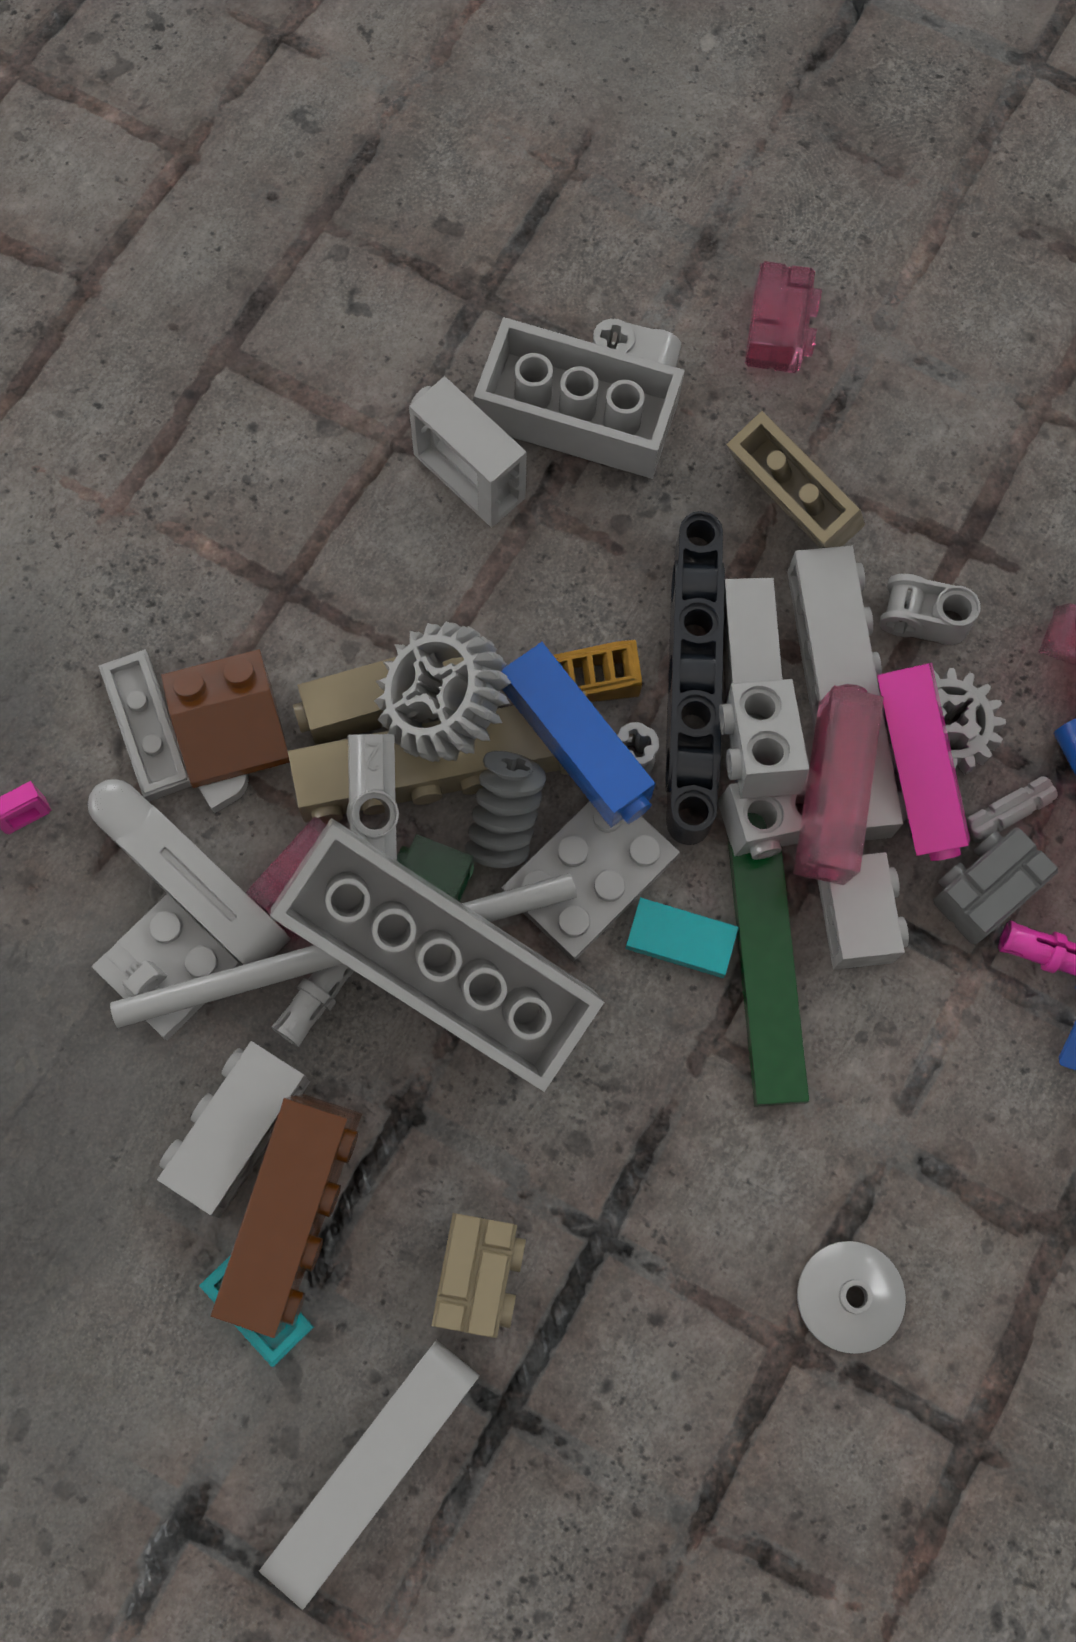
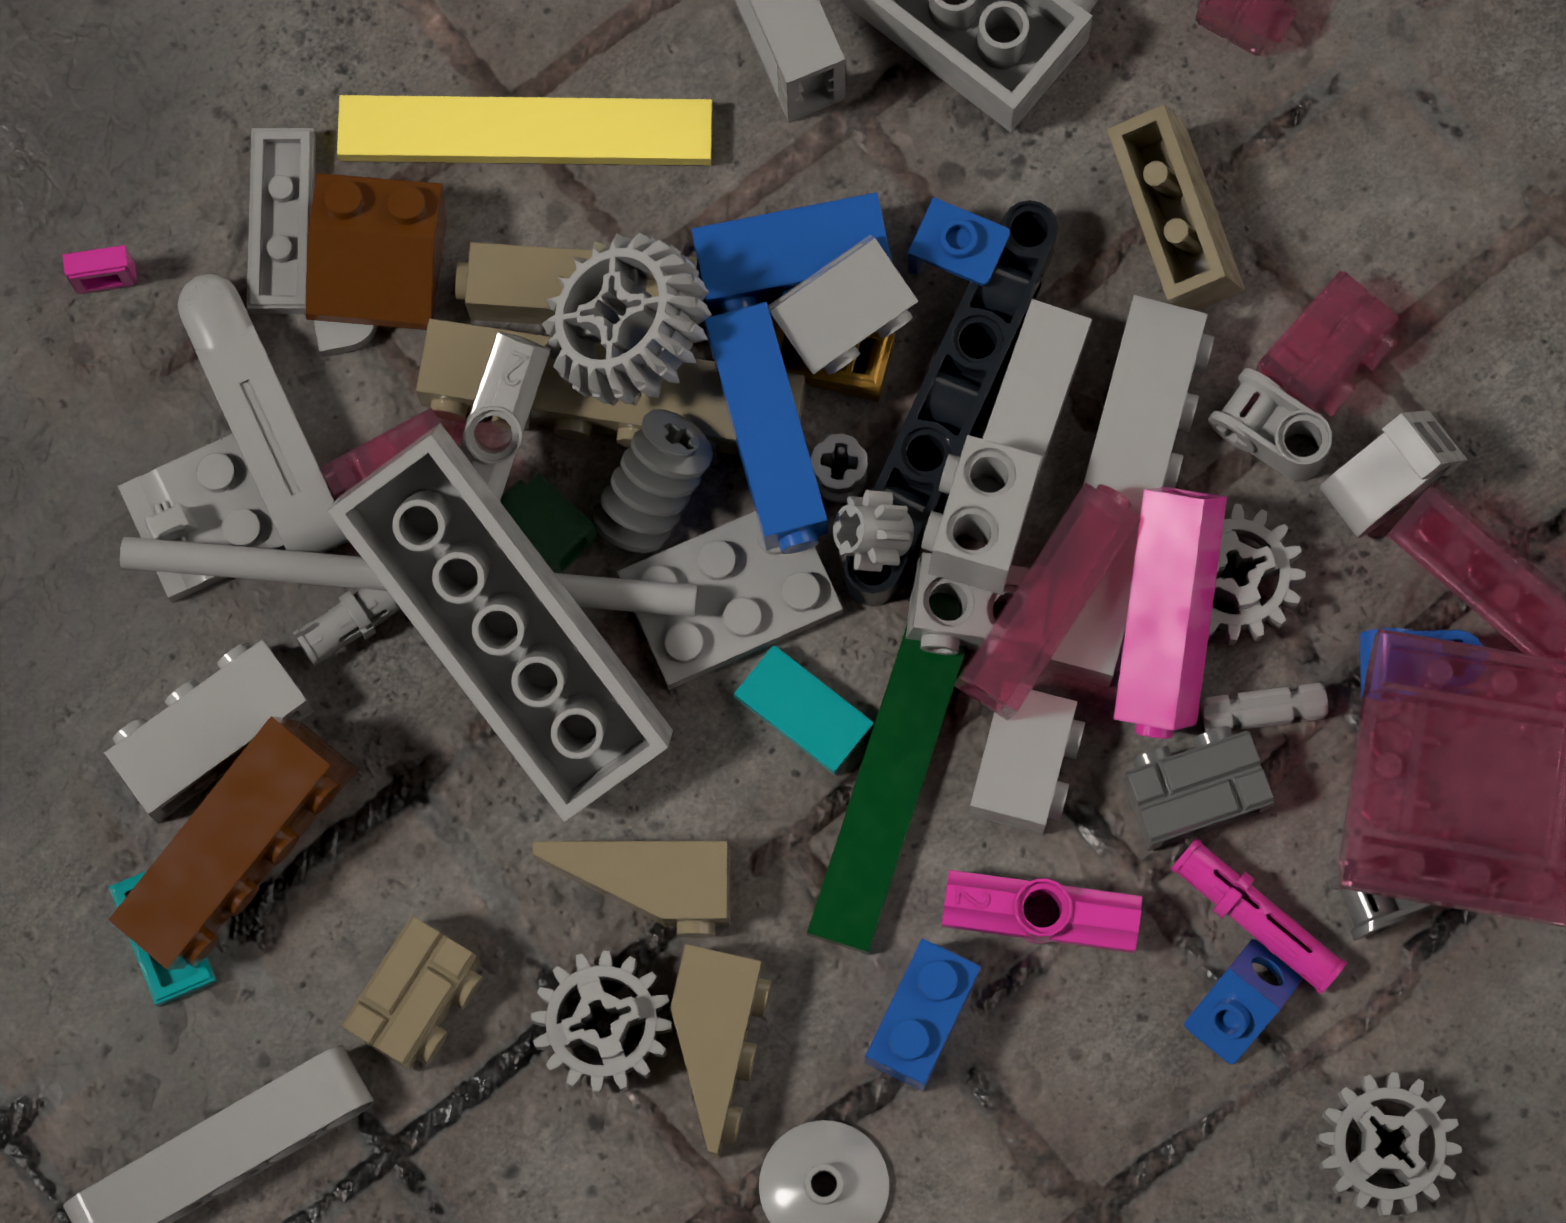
camera: 30 degrees right, 5 degrees up
(302, 597) = (525, 130): none -> light yellow tile
(544, 606) = (773, 252): none -> blue brick
(596, 627) = (844, 306): none -> light grey brick
(629, 1109) = (663, 880): none -> dark tan slope
(650, 1257) = (571, 1030): none -> light grey gear
(655, 559) = (958, 243): none -> blue bracket
(689, 780) = (873, 530): none -> light grey gear
(718, 1205) = (712, 1020): none -> dark tan slope
(874, 1133) = (922, 1014): none -> blue brick
(942, 536) = (1331, 345): none -> clear pink brick
(953, 1010) = (1085, 920): none -> dark pink piece
(1025, 610) = (1392, 471): none -> light grey tile

